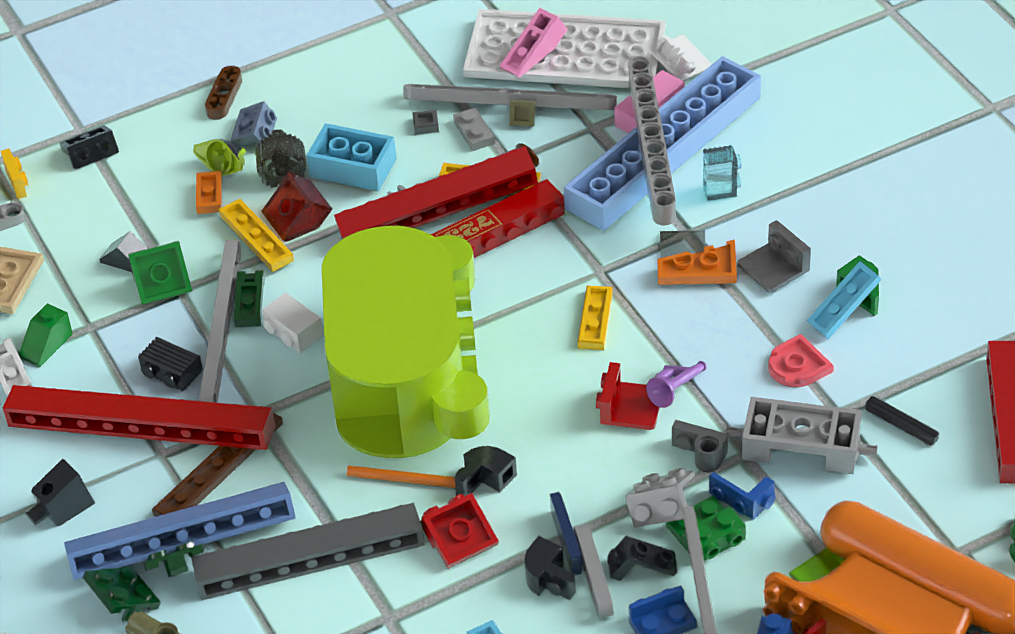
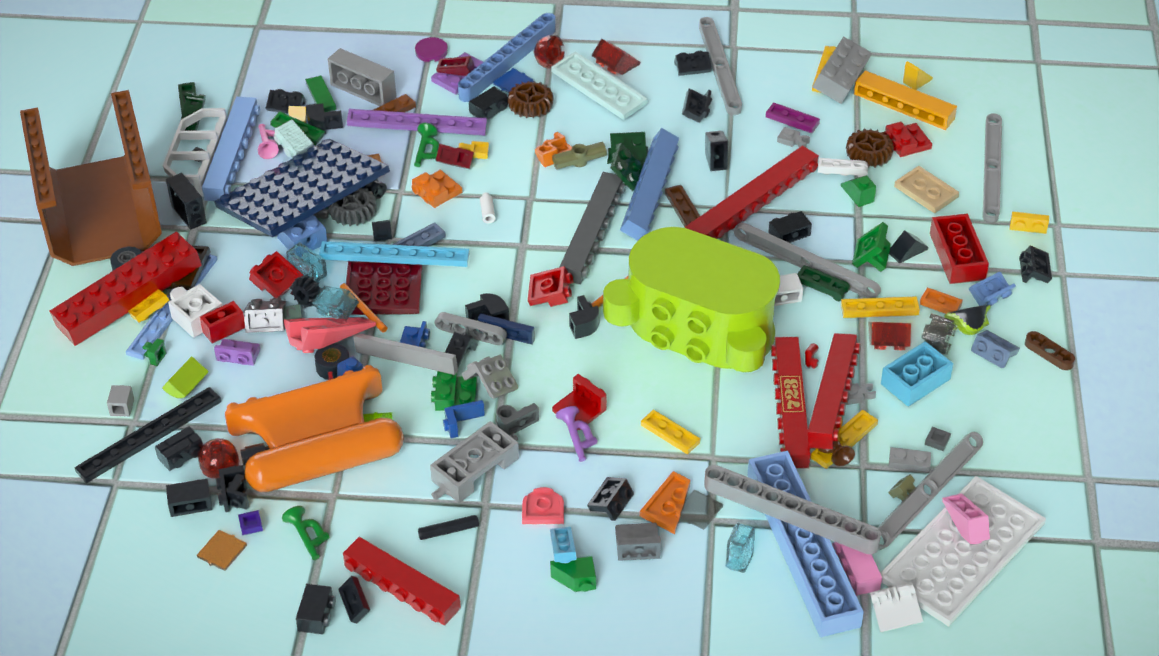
camera: 120 degrees right, 0 degrees up
(110, 203) = (959, 248): none -> red brick
(161, 157) = (991, 289): none -> medium blue bracket
(737, 310) = (611, 497): none -> black bracket

